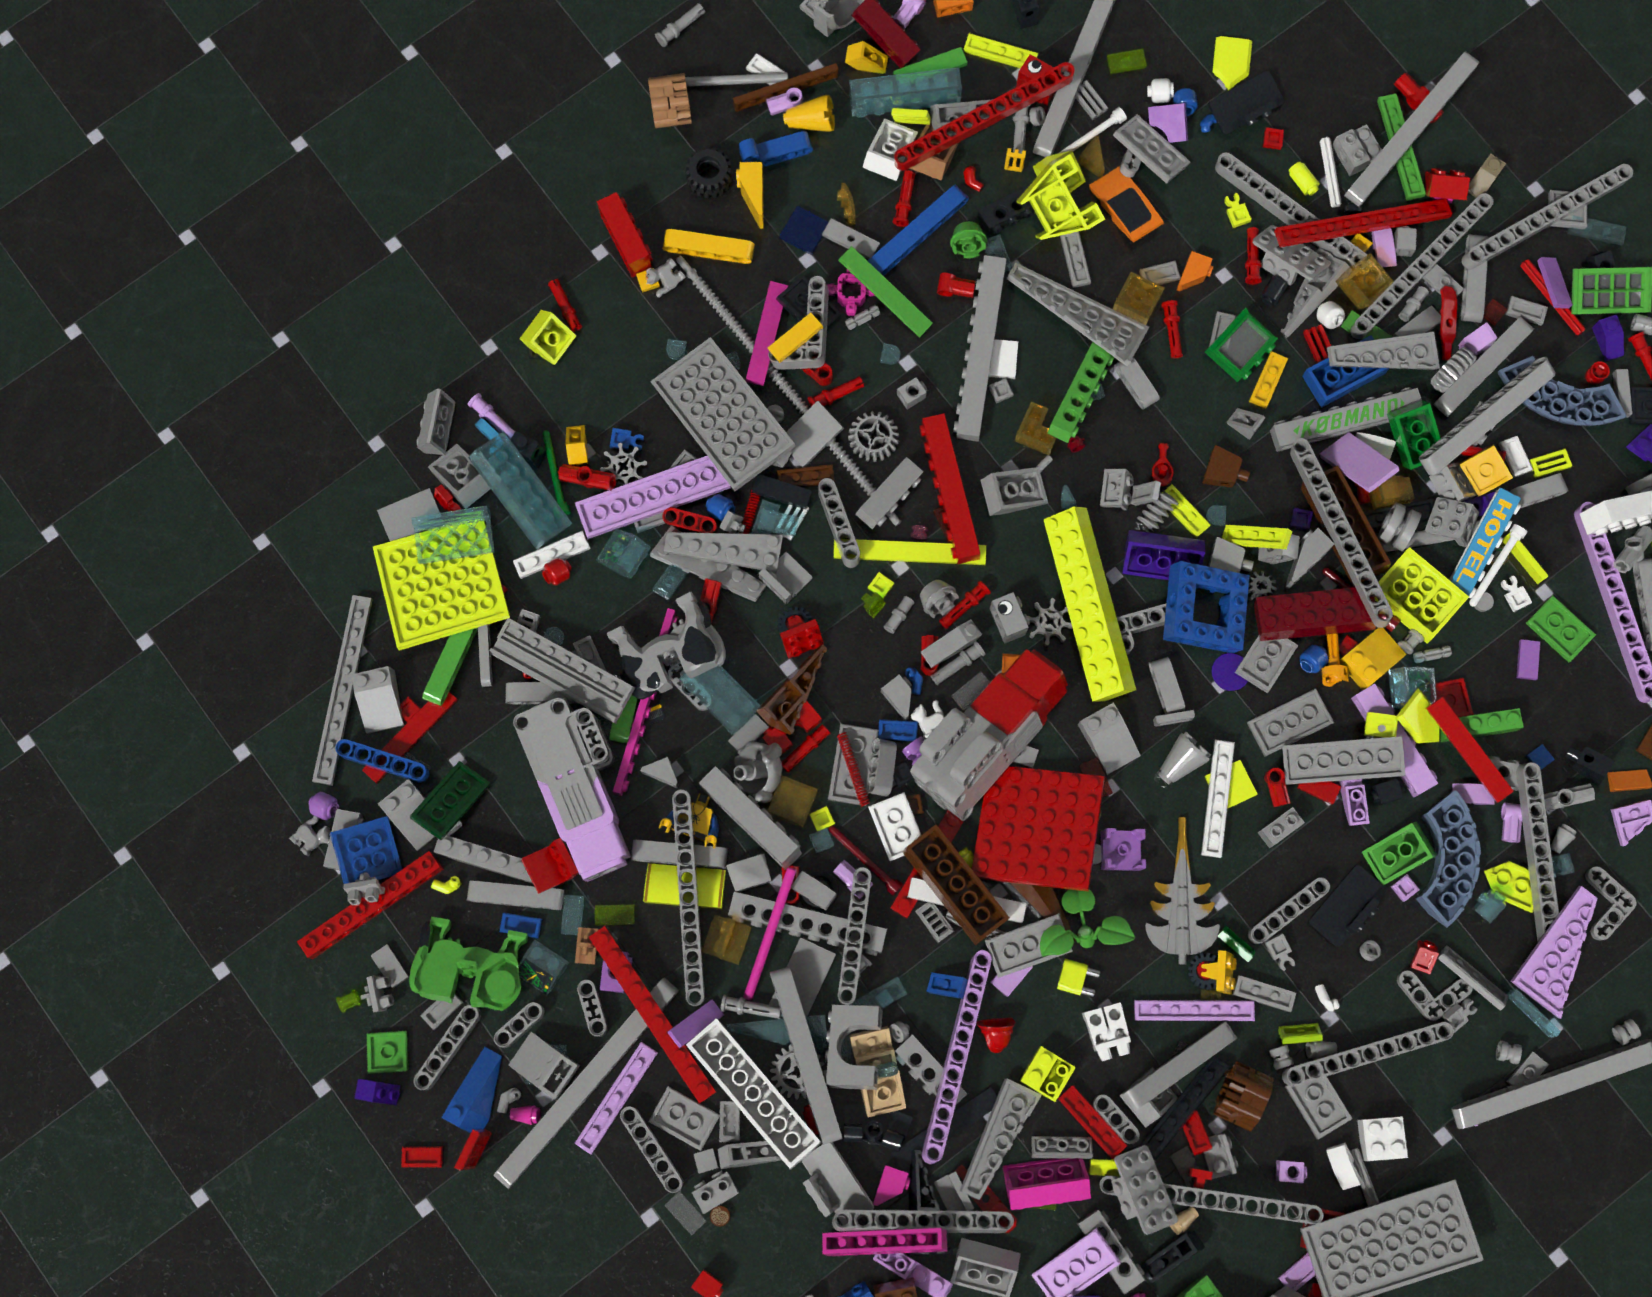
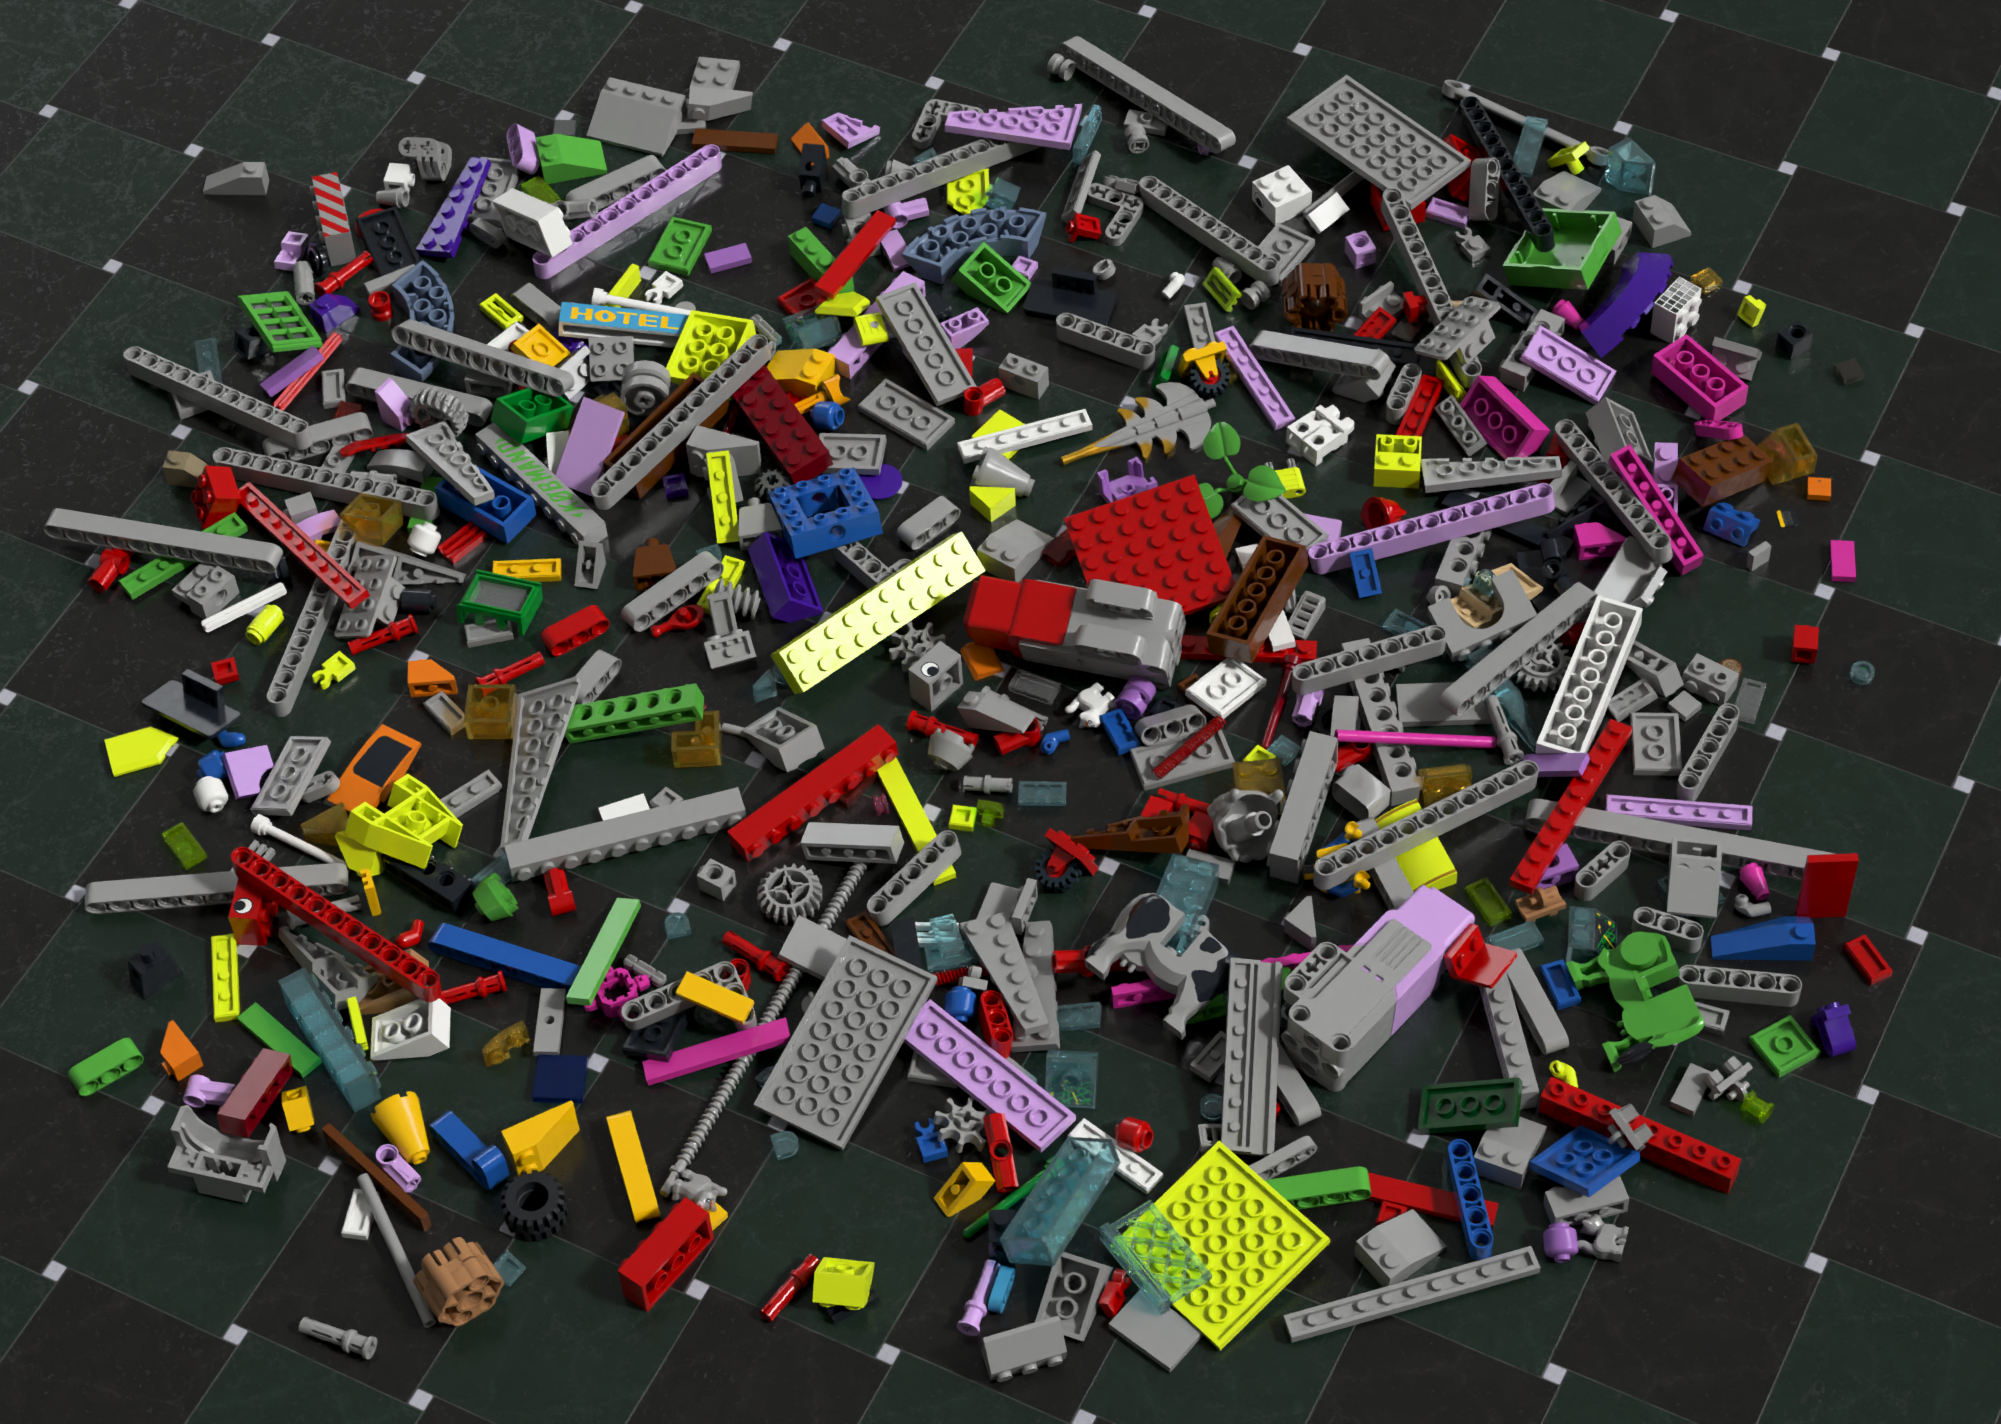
camera: 115 degrees left, 25 degrees down
(677, 142) = (508, 1267): none -> clear light blue slope
(871, 648) = (1042, 793): none -> clear light blue plate
(898, 694) = (1080, 744): light grey slope -> none
(1163, 741) = (992, 501): none -> neon yellow slope
(1174, 718) = (955, 496): light grey tile -> none
(1189, 388) = (575, 630): none -> red beam
(1190, 470) = (672, 591): none -> light grey beam
(1250, 1271) = (1472, 247): none -> light grey plate

